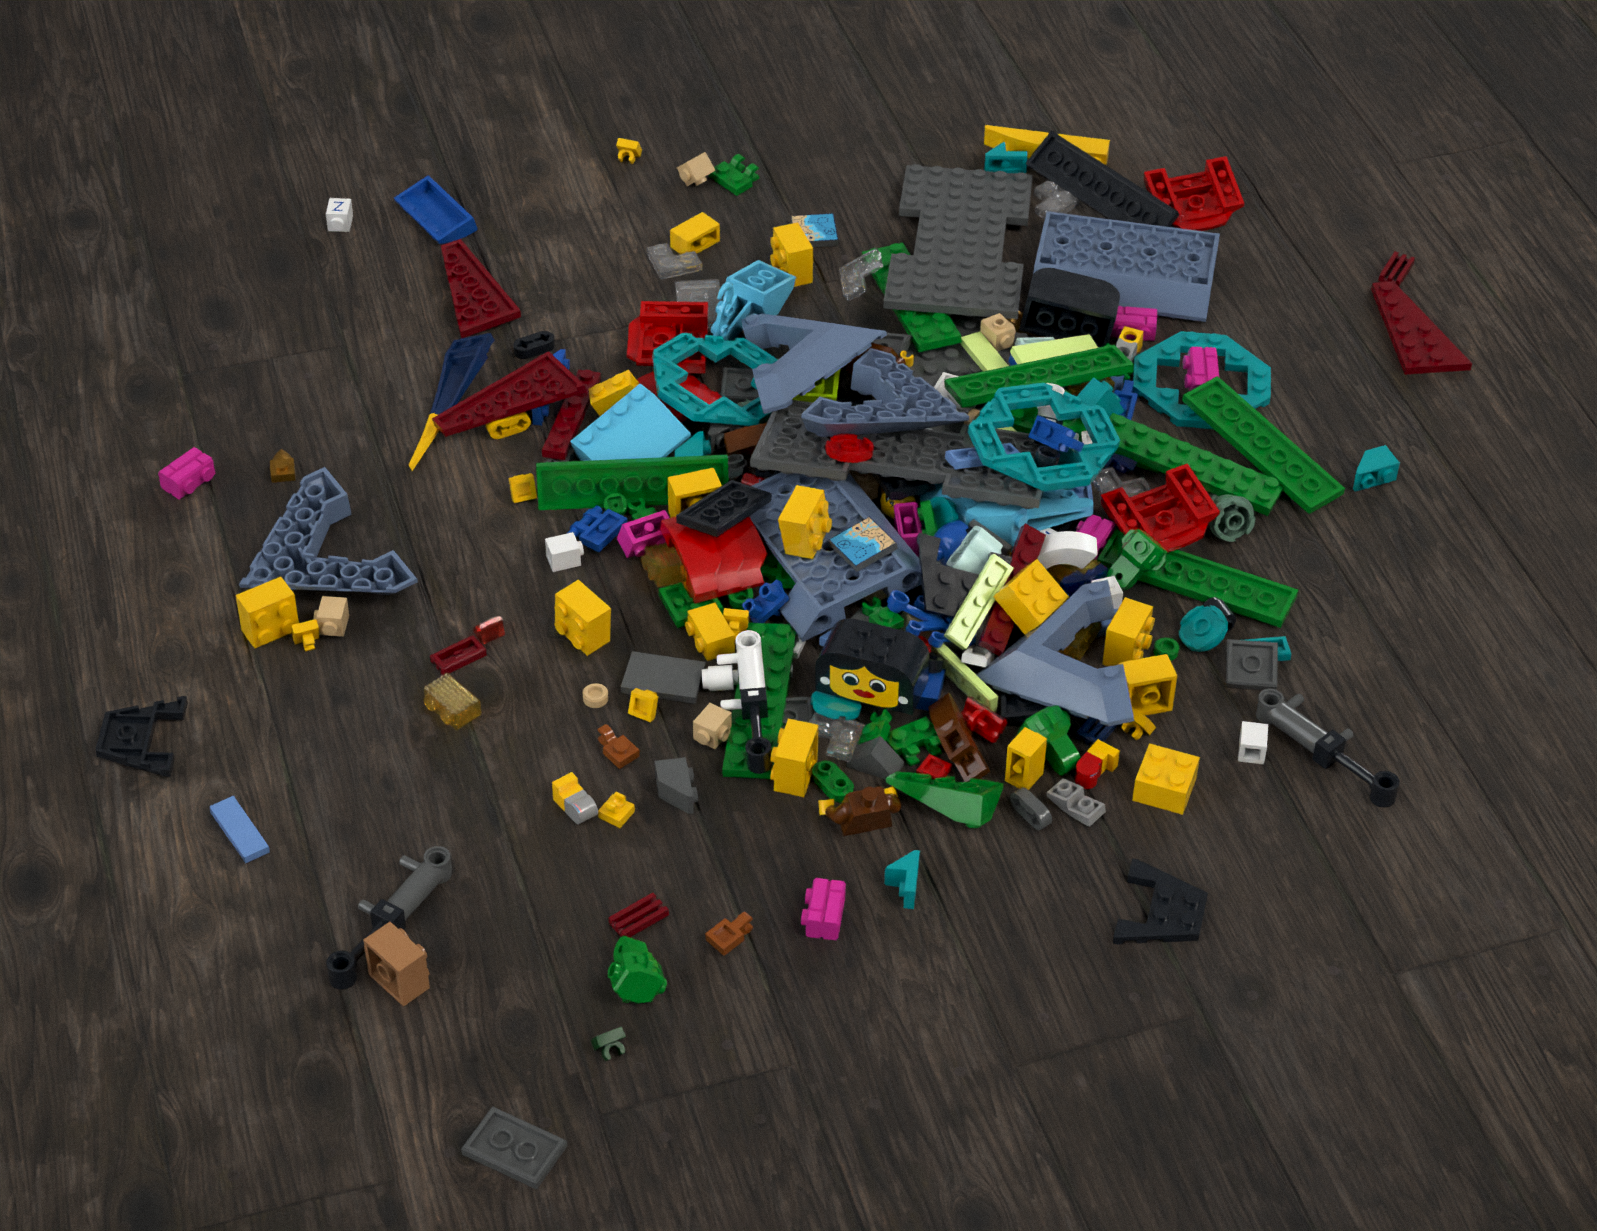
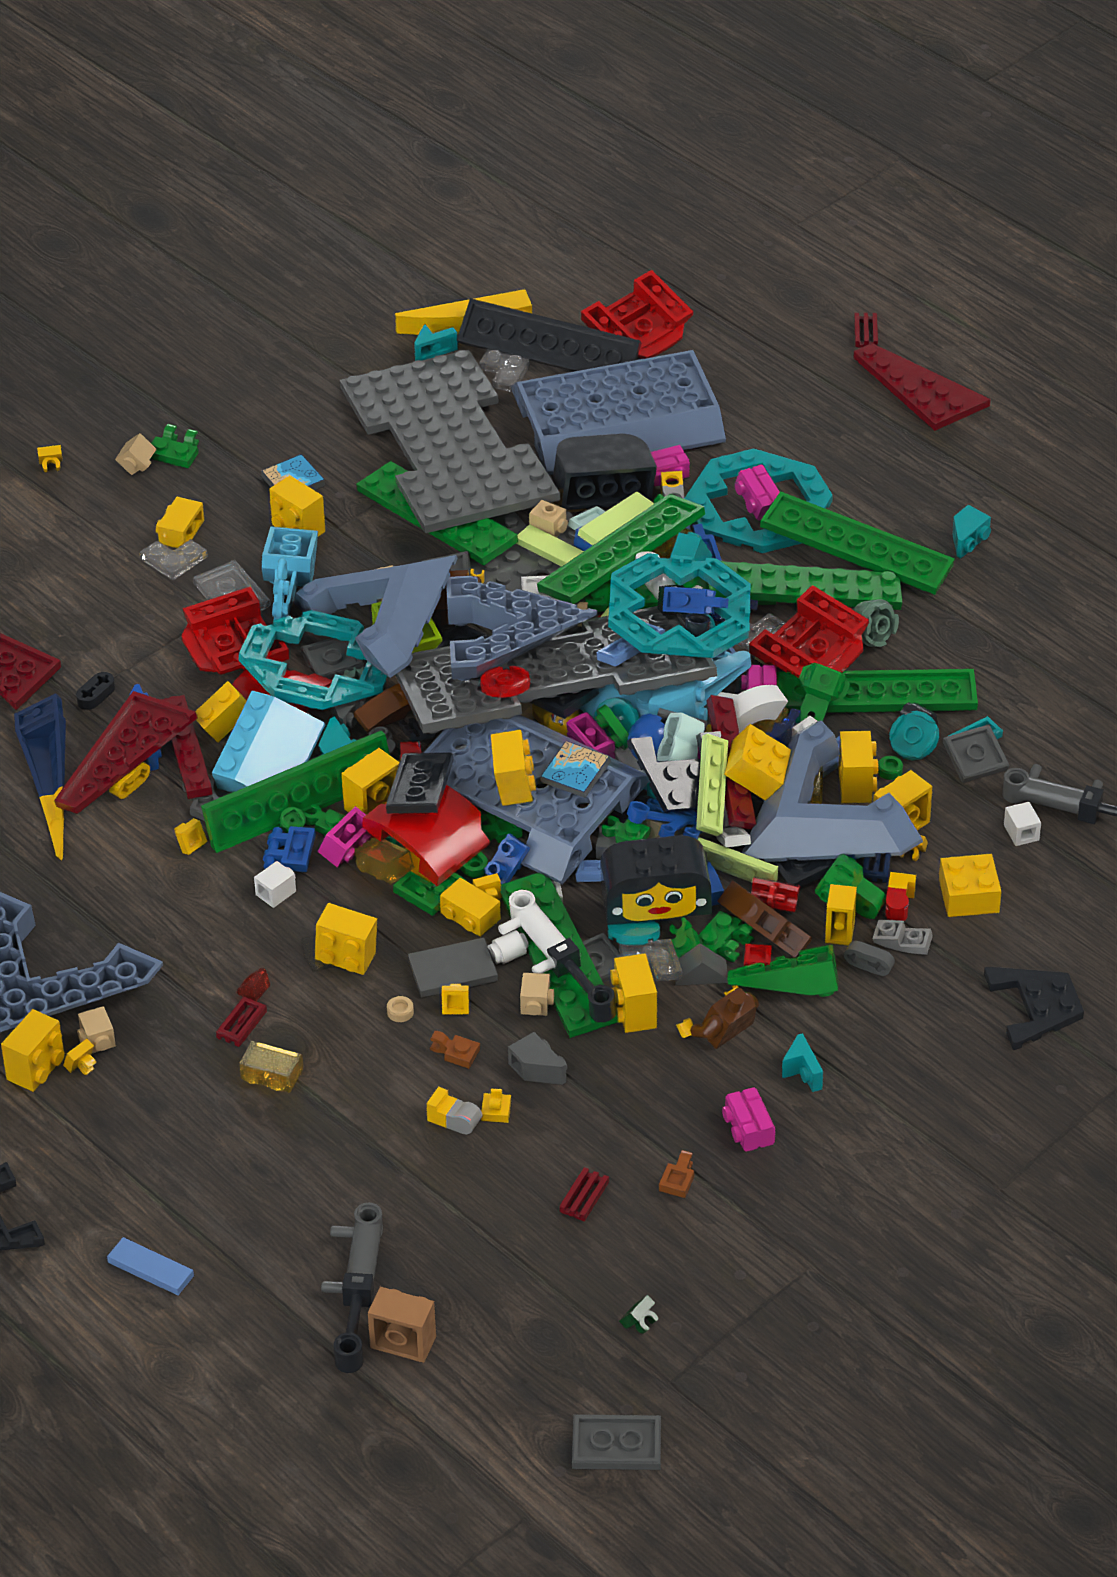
camera: 25 degrees left, 0 degrees up
(635, 972) = (624, 1244): green piece -> none
(830, 778) = (677, 1003): green plate -> none
(853, 273) = (367, 504): clear plate -> none

